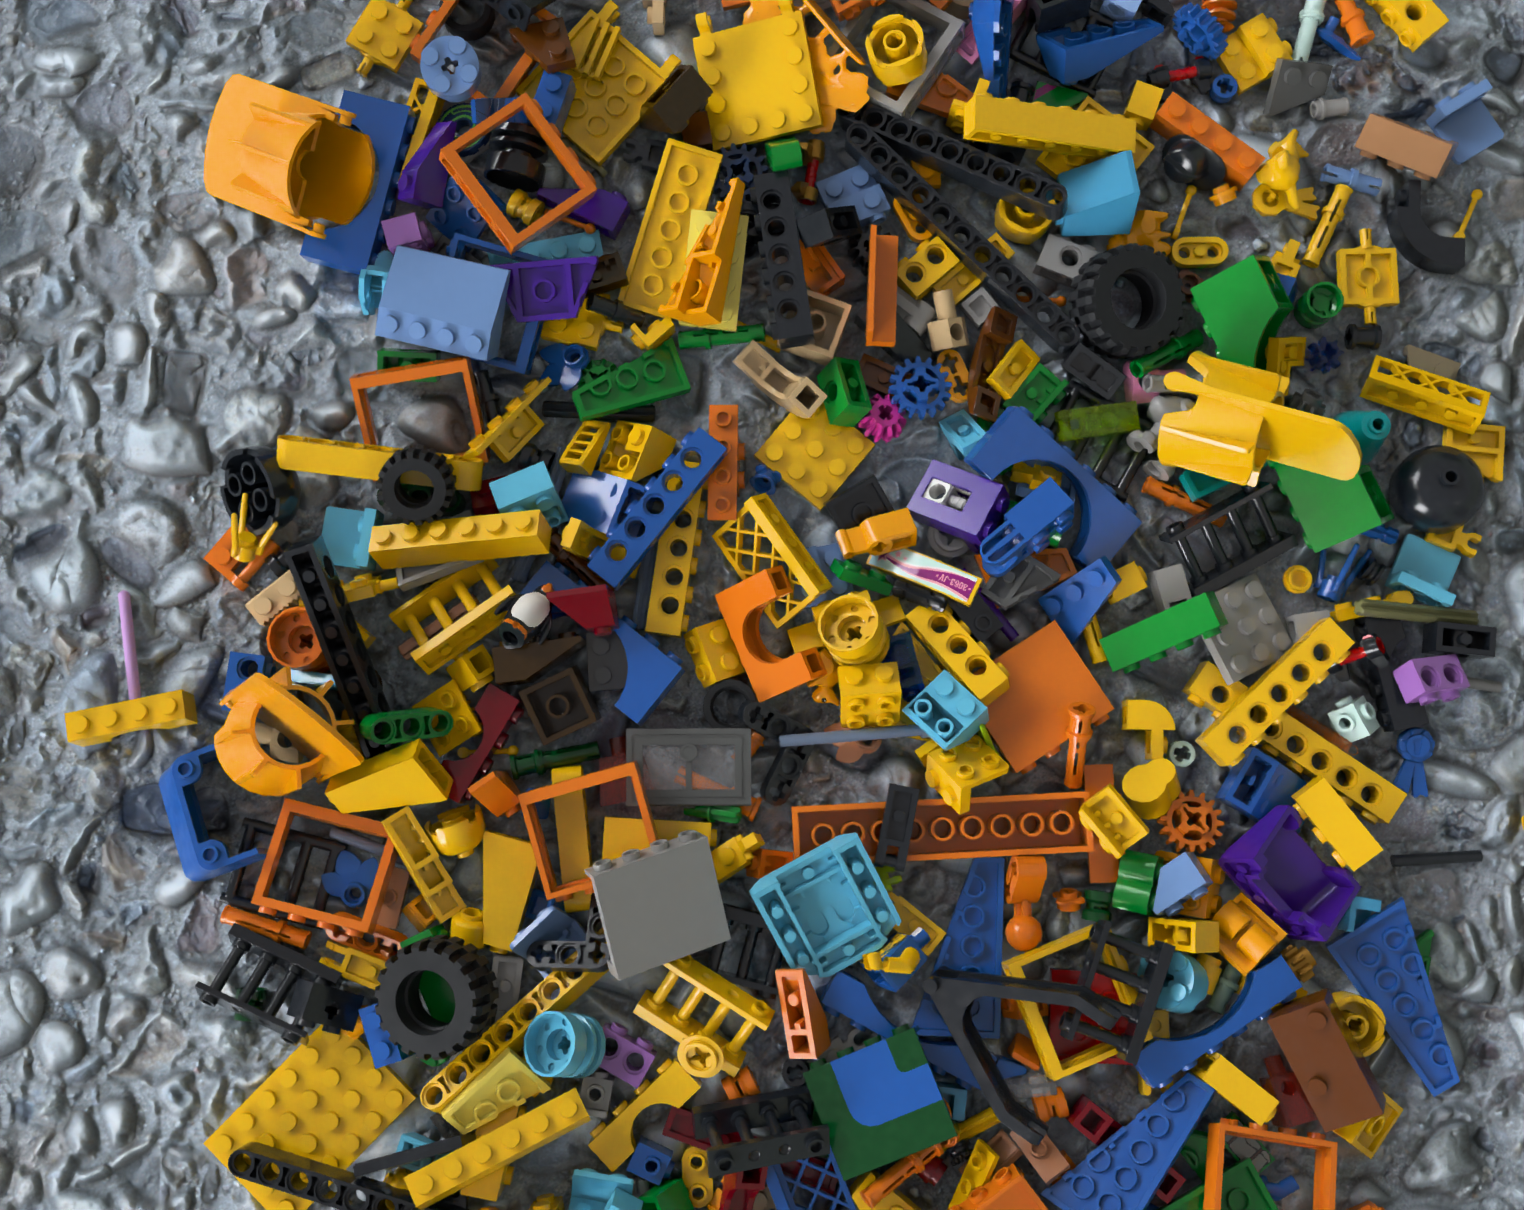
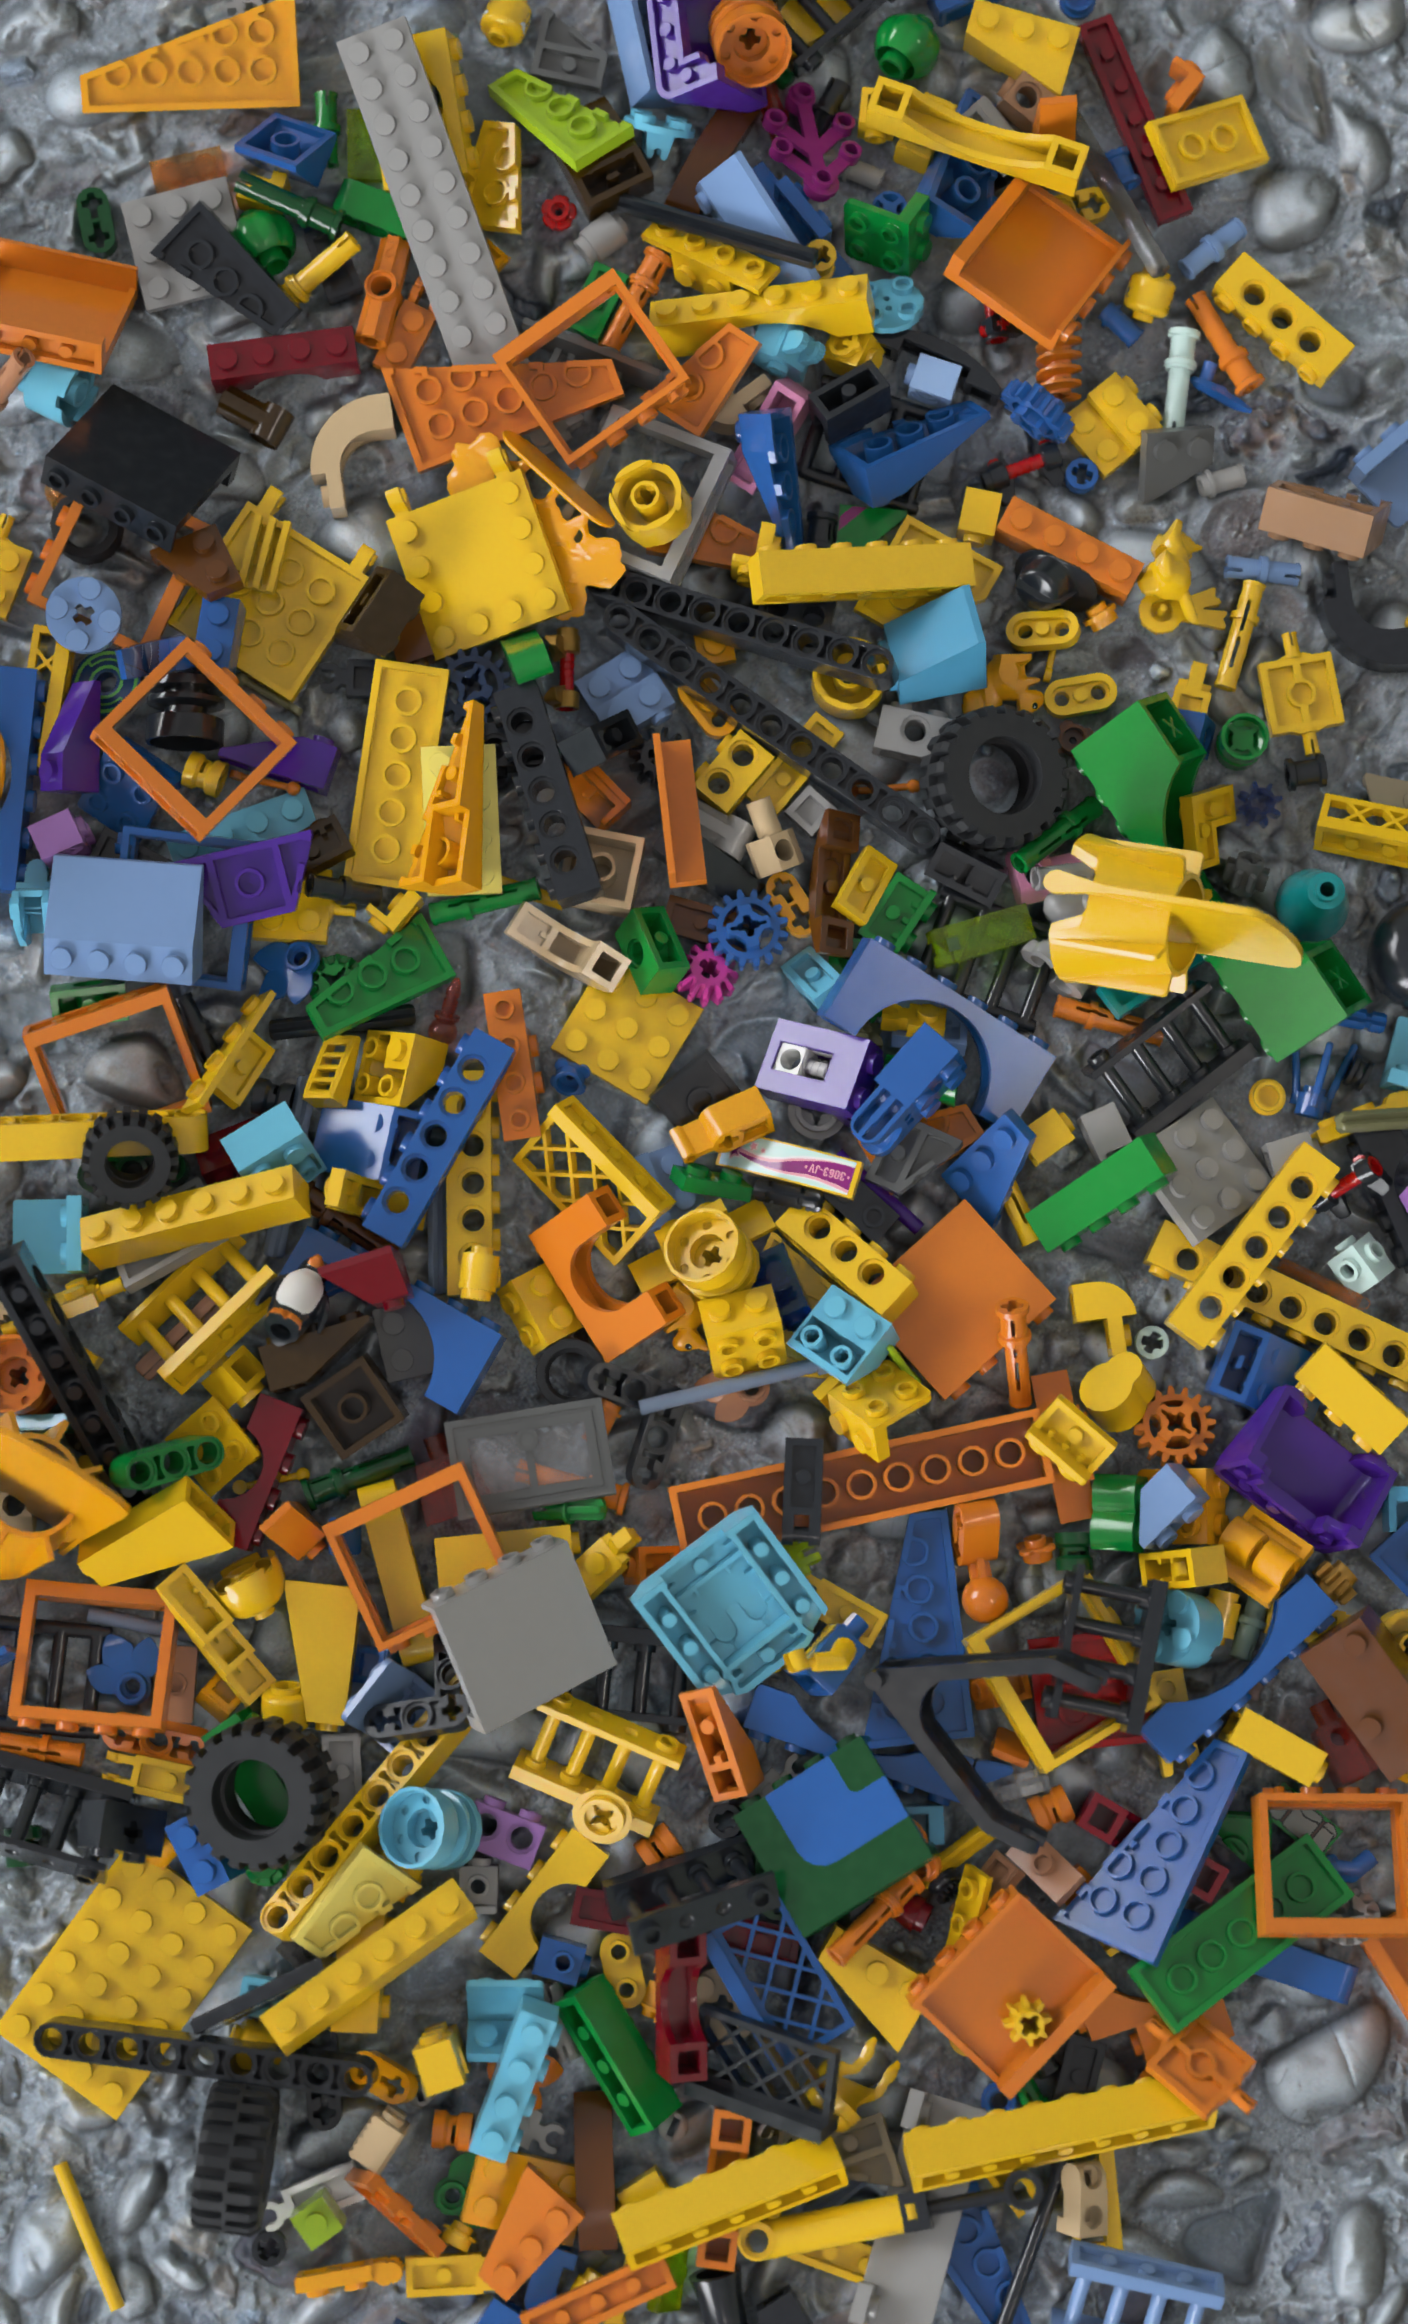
camera: 10 degrees left, 0 degrees up
(671, 618) = (478, 1274): none -> yellow brick
(676, 425) = (444, 1027): none -> clear red bar
(1179, 197) = (1044, 630): none -> yellow plate

